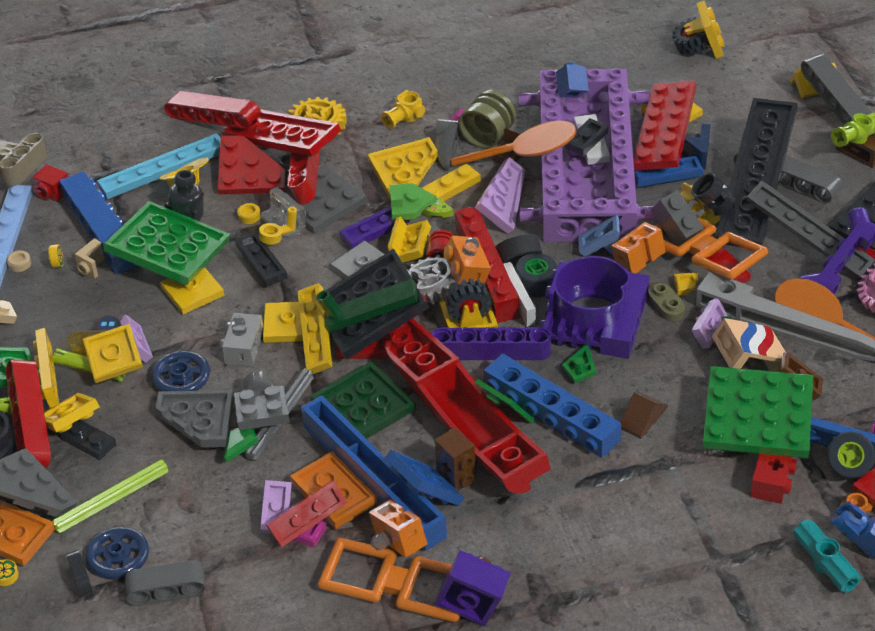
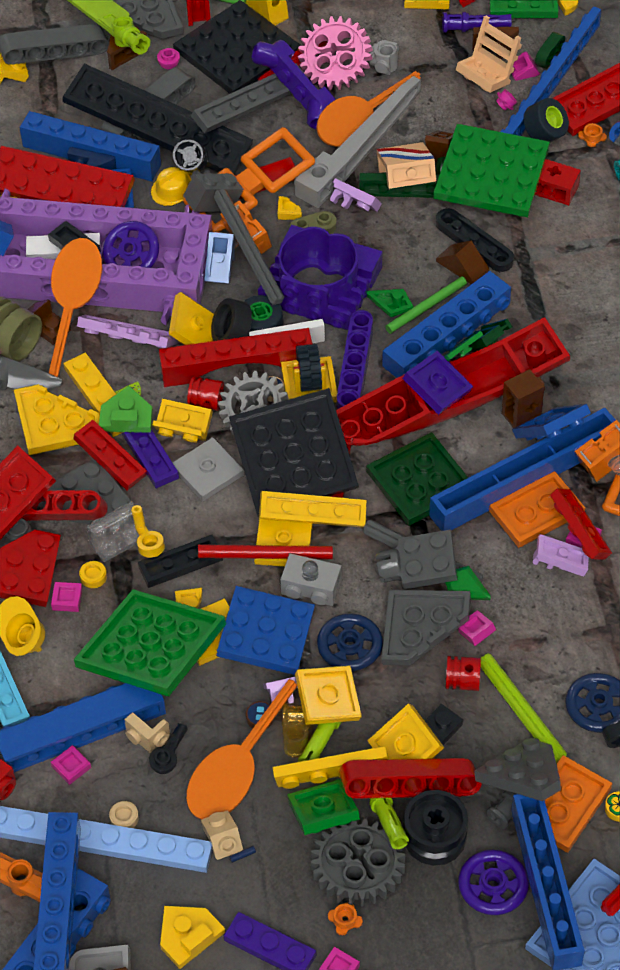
camera: 85 degrees left, 10 degrees up
(52, 309) = (228, 772): none -> orange piece
(55, 256) = (132, 769): yellow tile -> none
(67, 226) = (71, 765): none -> dark pink tile
(69, 275) = (164, 758): none -> black plate
(142, 444) = (463, 673): none -> red piece
(186, 196) = (74, 623): black piece -> none
(189, 317) = (265, 630): none -> blue plate
(193, 454) = (477, 628): none -> dark pink plate
(222, 199) = (66, 596): none -> dark pink plate
(223, 271) = (189, 597): none -> yellow tile
(267, 304) = (264, 551): none -> red piece
(365, 199) = (110, 455): none -> red plate
(366, 306) = (309, 444): dark green piece -> none
(448, 380) = (437, 382): none -> dark purple plate
(466, 259) = (255, 356): orange piece -> none
(513, 221) = (190, 321): none -> yellow plate
(534, 427) = (490, 334): none -> dark green plate
(583, 392) = (426, 304): none -> bright green bar
(589, 173) = (122, 231): none -> dark purple plate
(612, 238) = (249, 247): none -> dark grey axle
(673, 418) = (462, 230): none -> black plate
(723, 134) = (57, 136): none -> blue brick
(860, 179) = (168, 58): none -> dark pink plate

